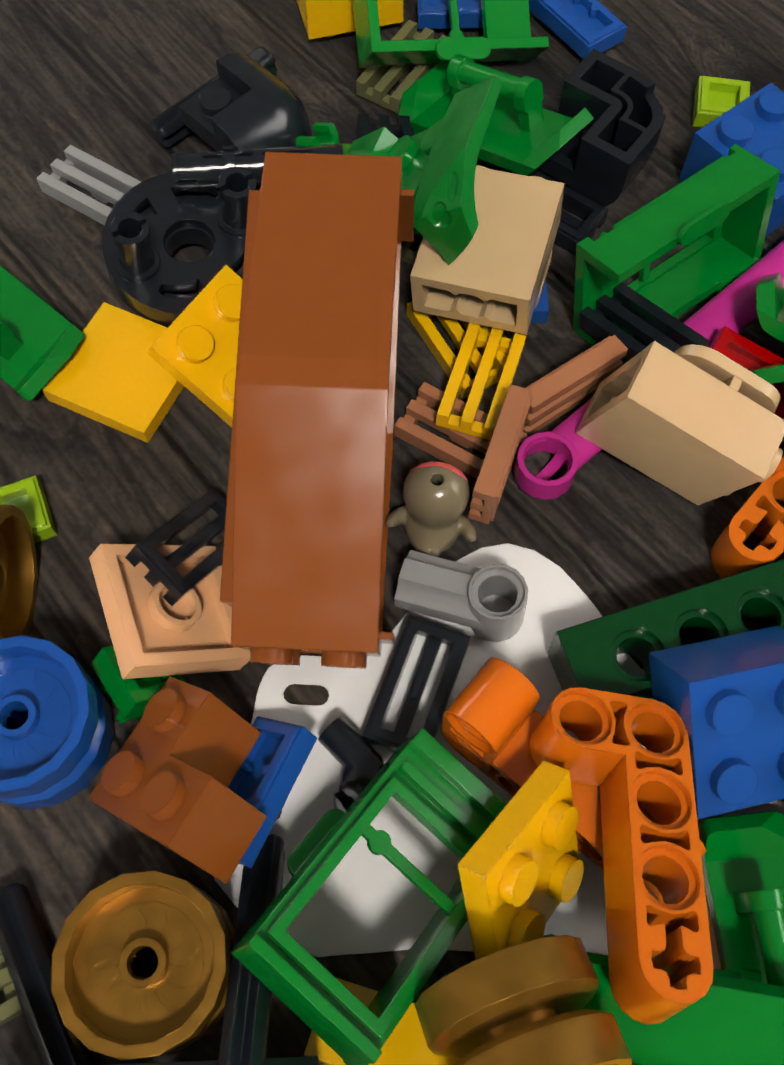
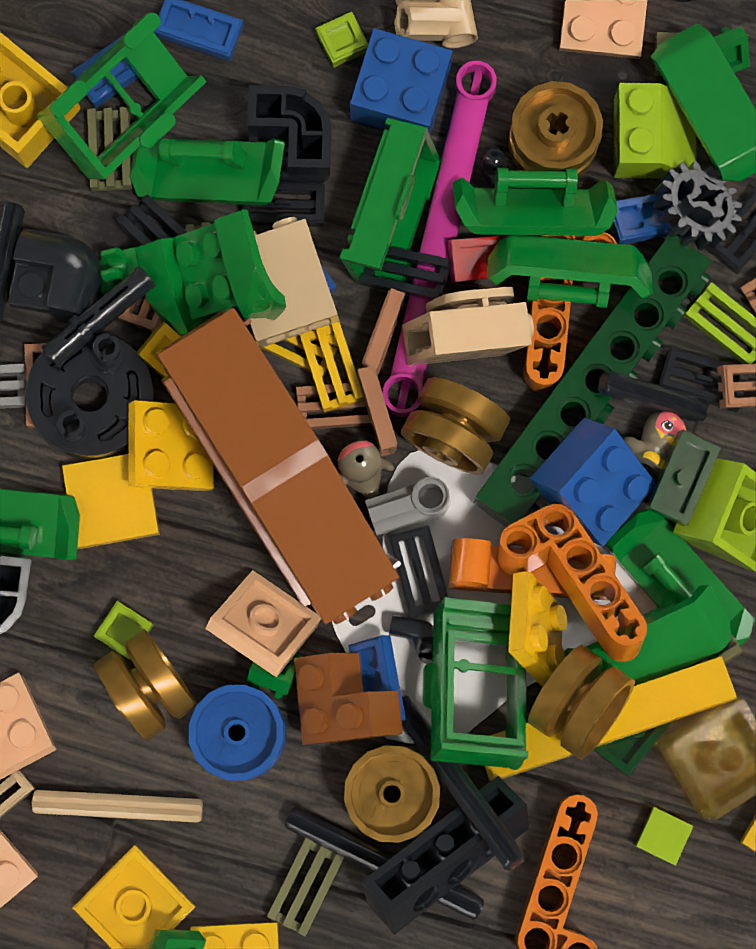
camera: 35 degrees left, 15 degrees up
(164, 569) = (246, 605): black tile -> none
(592, 528) = (455, 425): none -> pearl gold wheel

